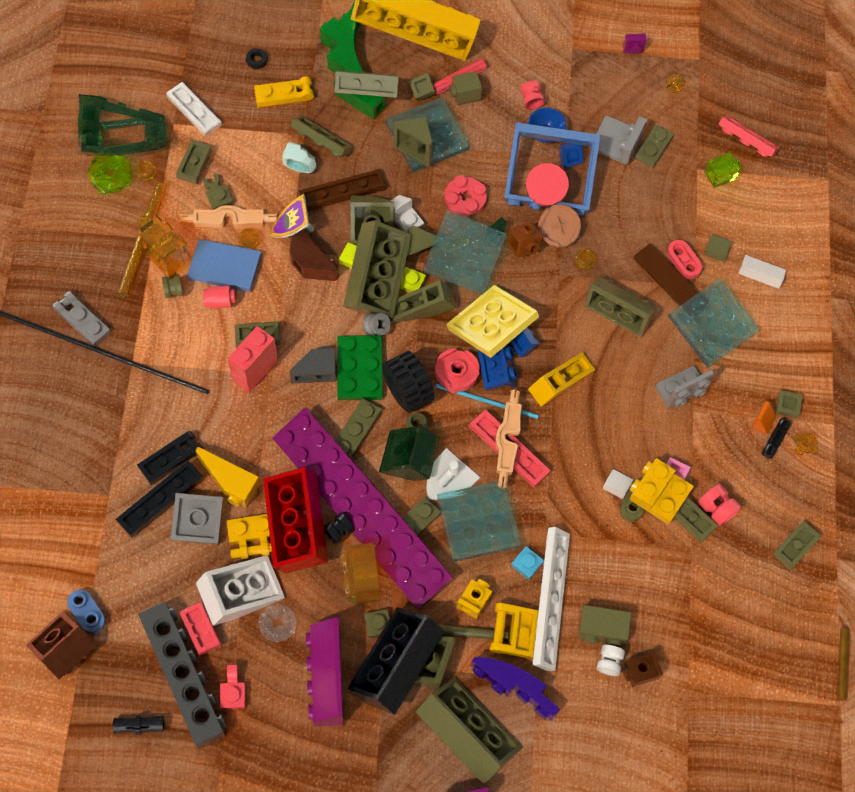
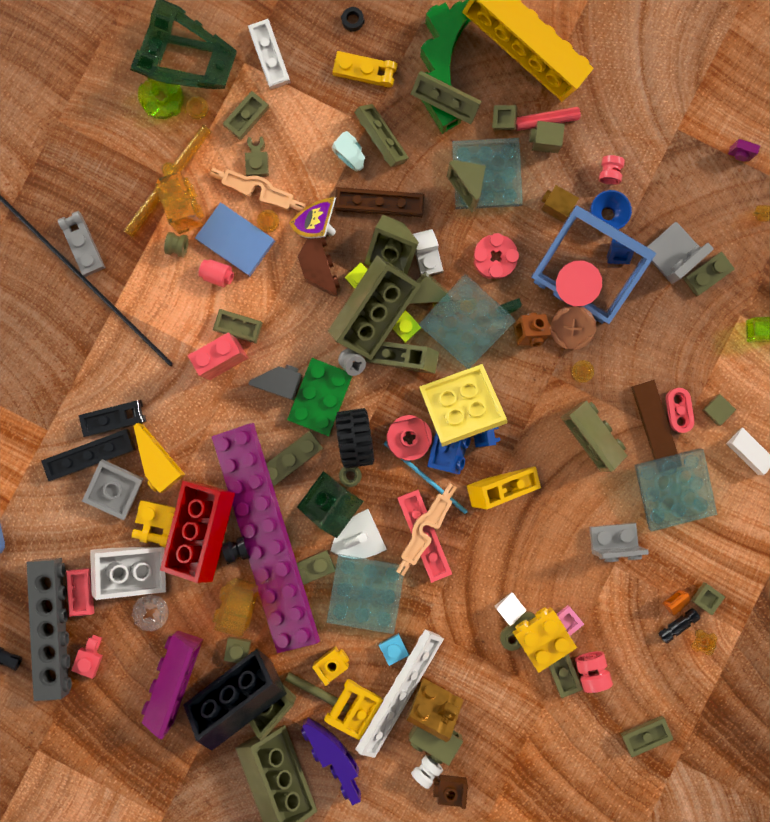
camera: 30 degrees right, 20 degrees up
(500, 135) = (559, 203): none -> pearl gold brick
(591, 595) = (434, 710): none -> pearl gold hinge

